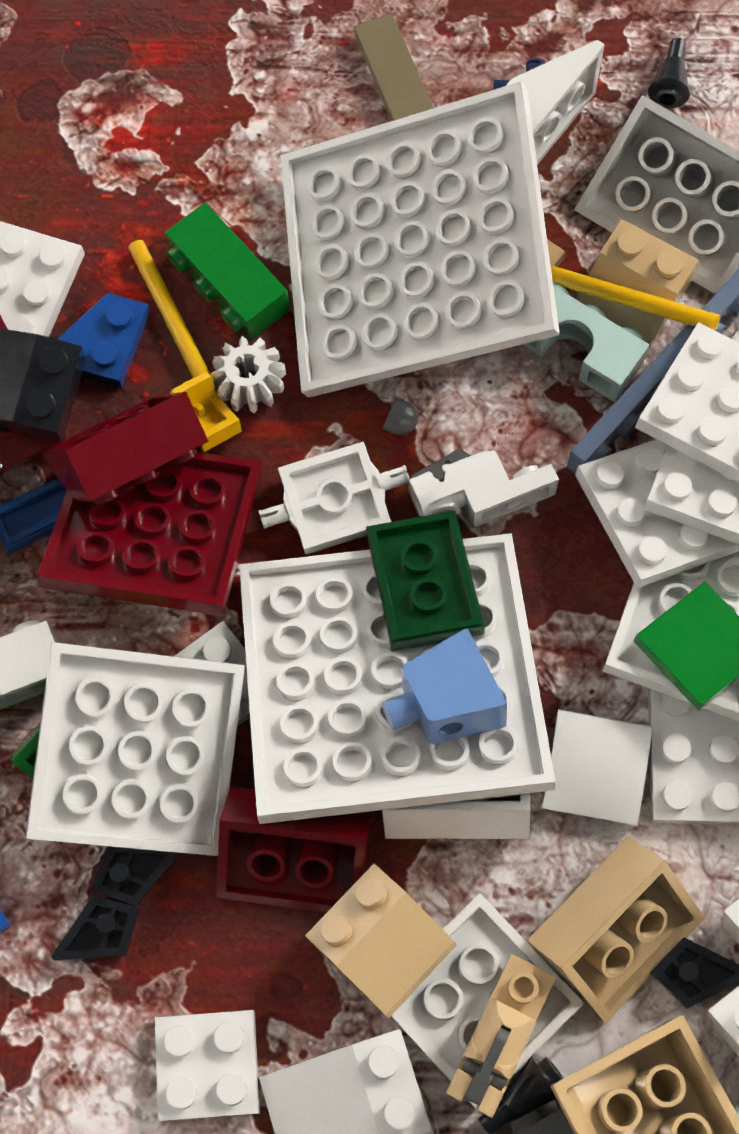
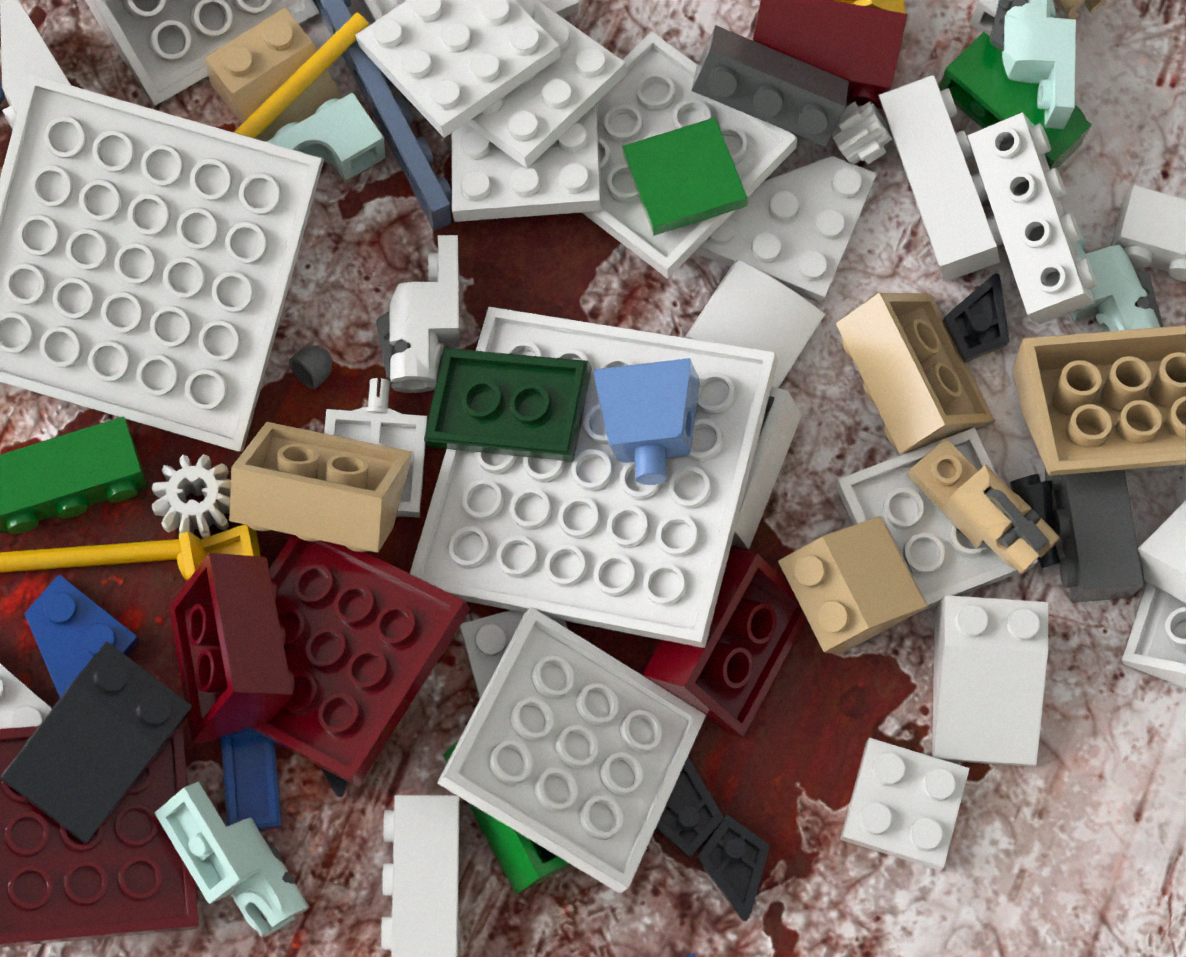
camera: 80 degrees left, 0 degrees up
(288, 458) = (319, 487): none -> tan slope

